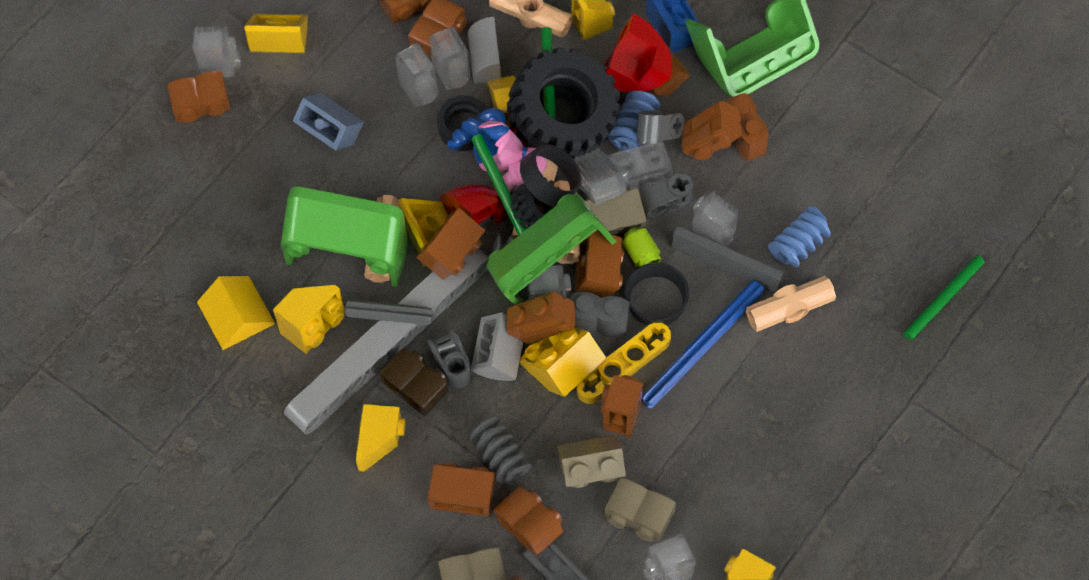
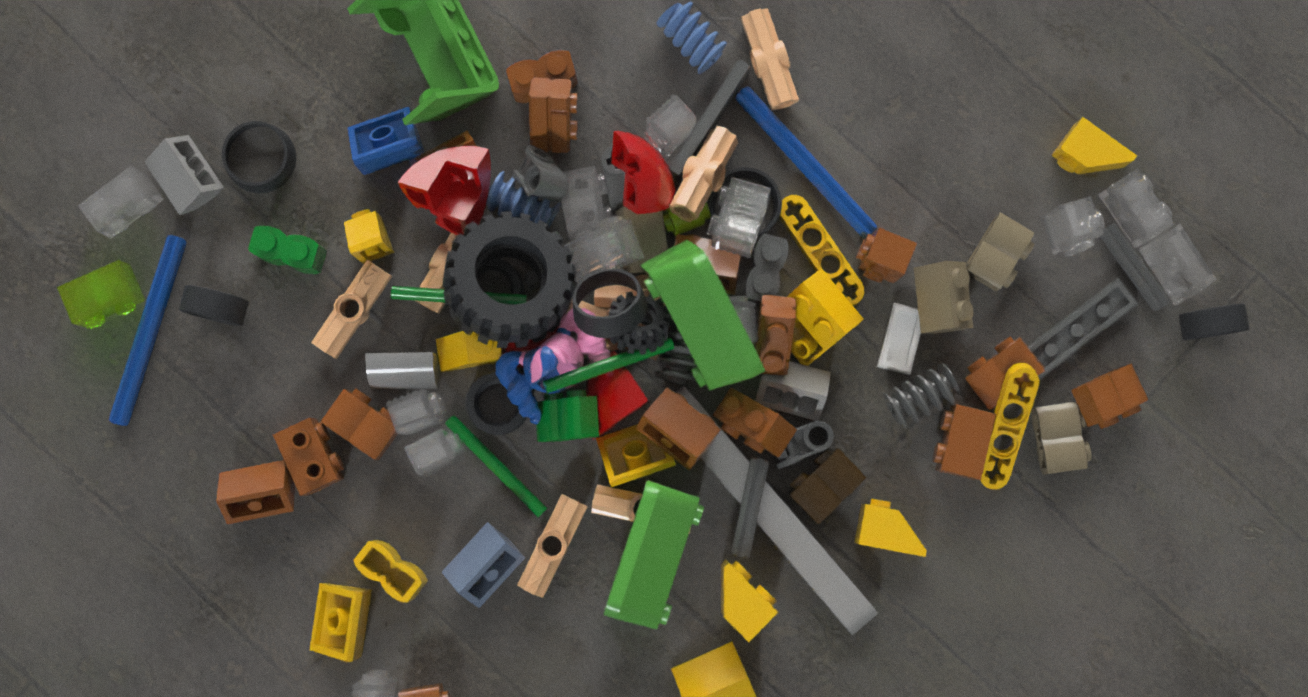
camera: 85 degrees left, 20 degrees up
(319, 56) = (383, 564): none -> yellow brick
(332, 169) = (542, 565): none -> light nougat piece
(411, 129) = (496, 466): none -> green bar
(455, 168) = (568, 417): none -> green brick
(462, 310) = (755, 422): none -> dark orange brick
(477, 525) = (1011, 427): none -> yellow beam
(546, 435) = (900, 339): none -> white tile
(640, 279) = (740, 217): none -> clear brick
(667, 202) = (647, 176): none -> red brick
(676, 251) = (703, 174): none -> light nougat piece

